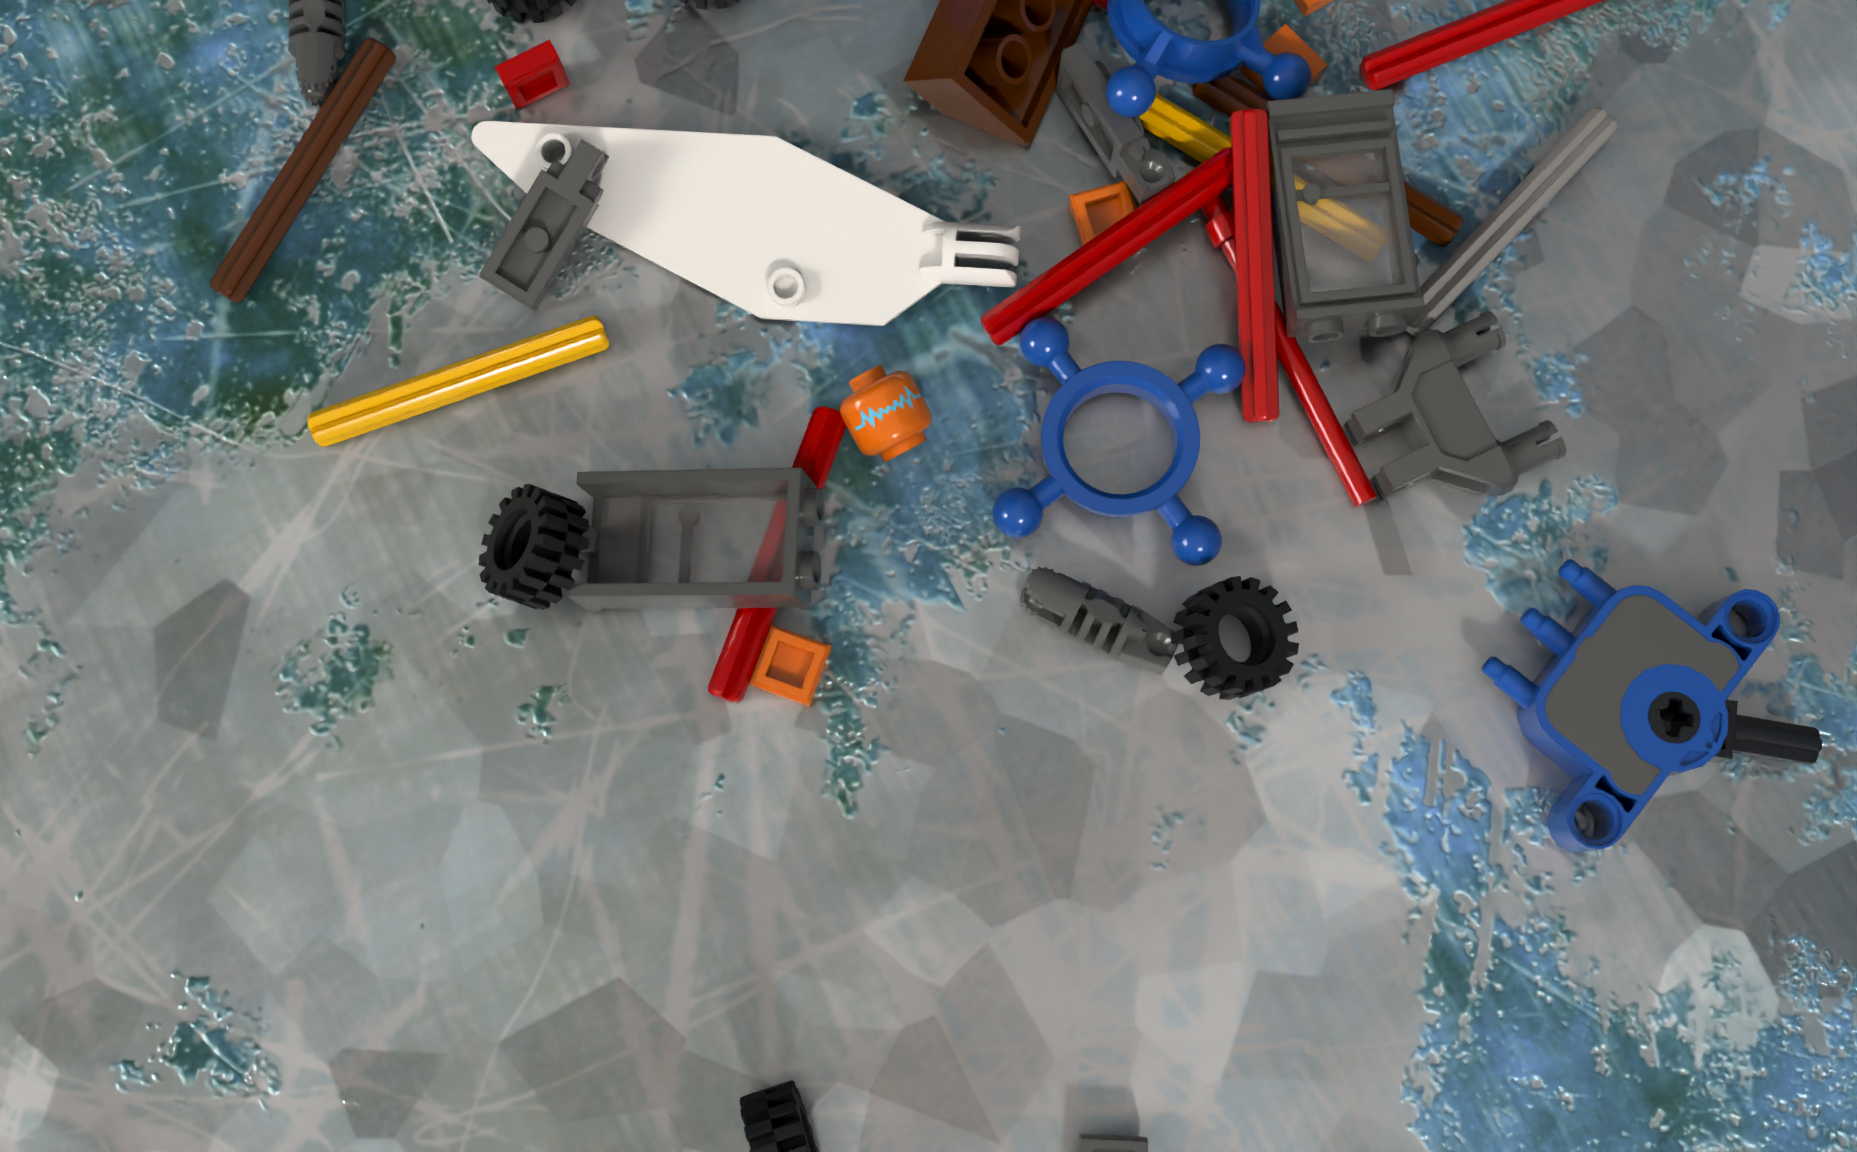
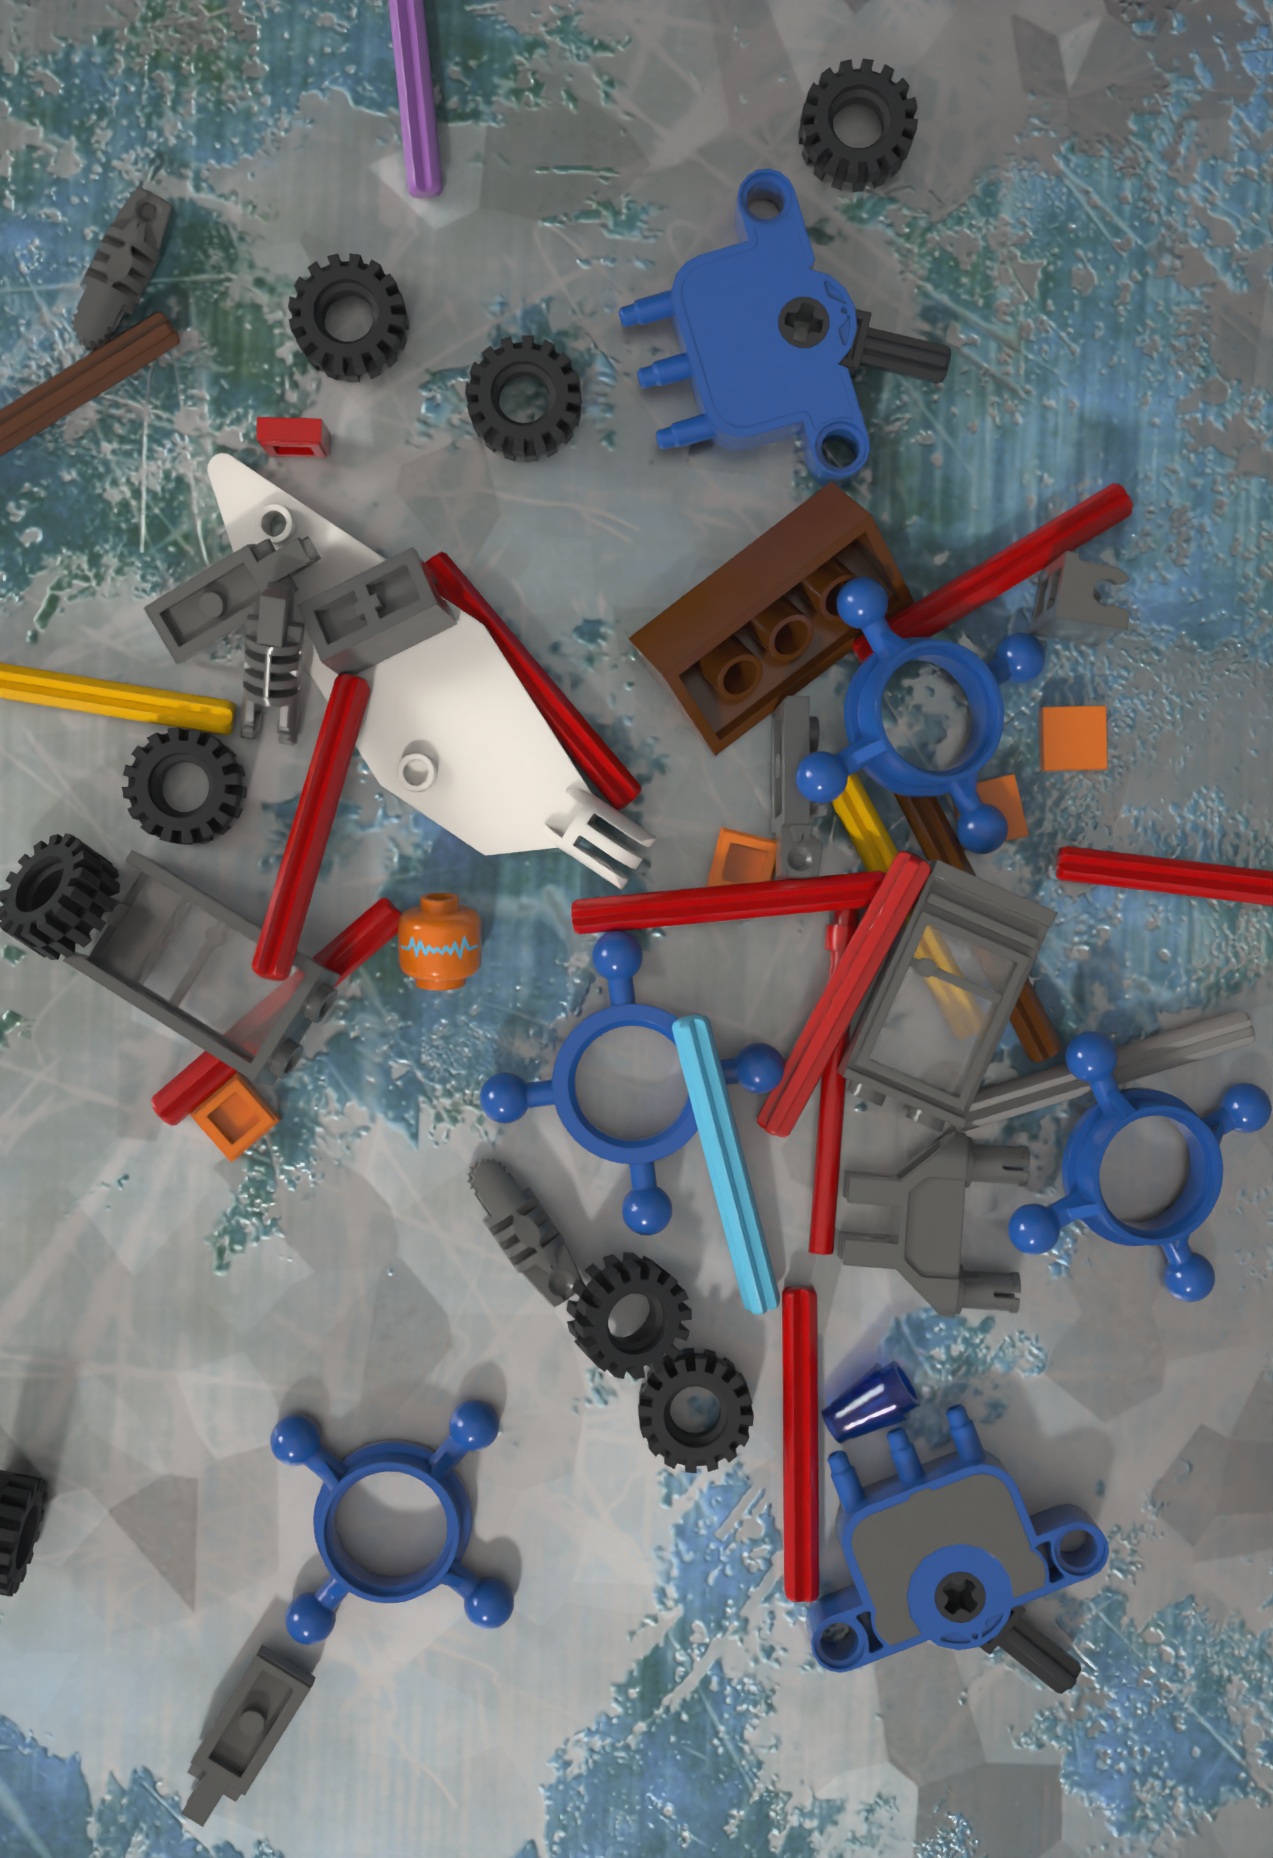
camera: 25 degrees right, 10 degrees up
(582, 371) = (148, 773): none -> black tyre
(616, 258) = (273, 664): none -> dark grey hinge
(683, 167) = (376, 614): none -> dark grey hinge
(724, 367) = (311, 828): none -> red axle
(929, 195) = (561, 715): none -> red axle
(1110, 1078) = (472, 1428): none -> blue piece
(1242, 459) = (726, 1162): none -> medium azure axle
(1368, 667) = (704, 1447): none -> black tyre
(1451, 677) = (800, 1443): none -> red axle
(1490, 602) = (872, 1403): none -> clear blue cone
(1563, 322) = (1187, 1274): none -> blue piece

